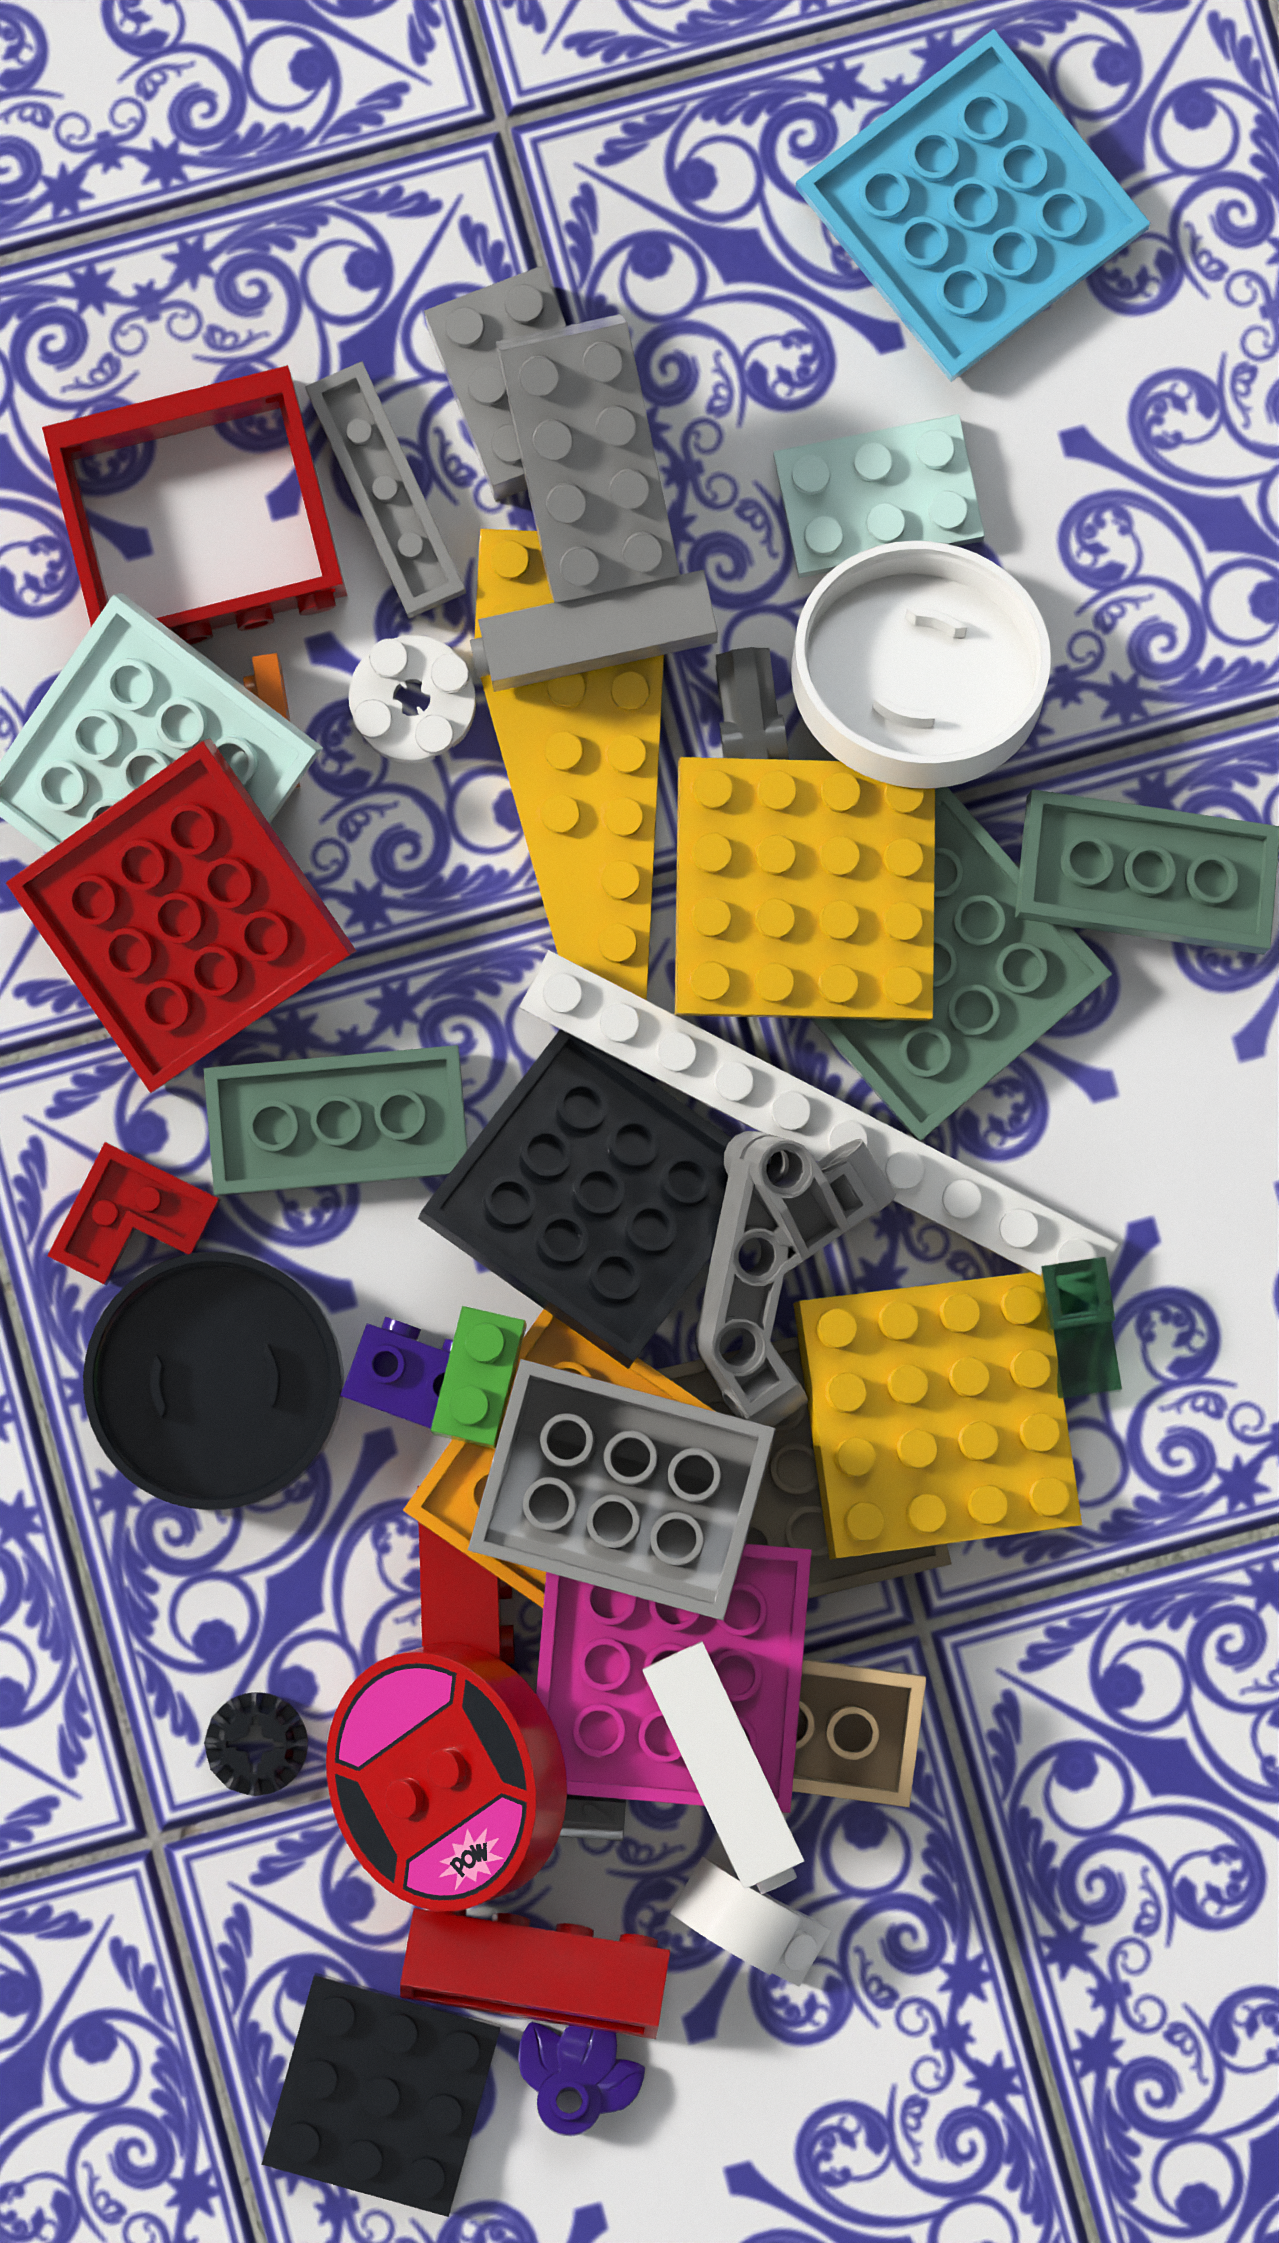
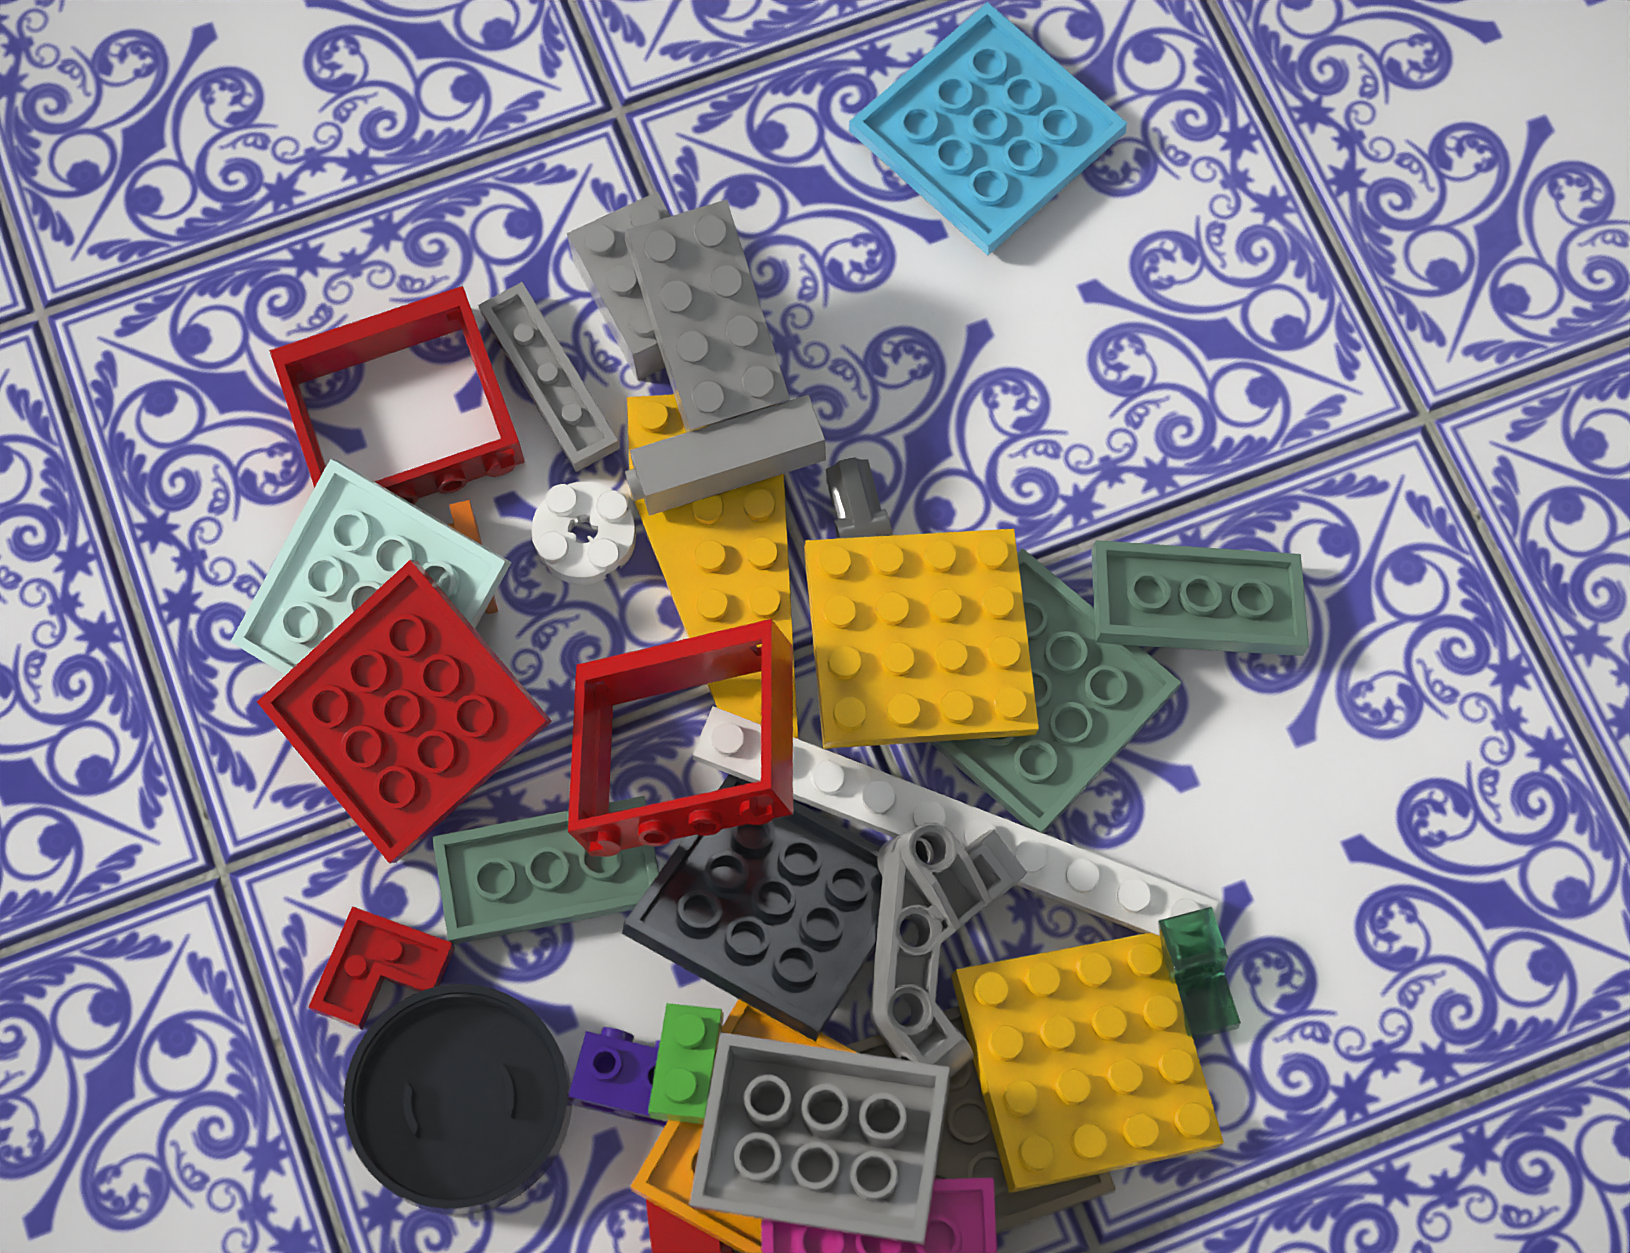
camera: 10 degrees left, 15 degrees down
(496, 896) = (665, 670): none -> red window
(878, 492) = (941, 343): light aqua plate -> none
(920, 664) = (992, 455): white brick -> none

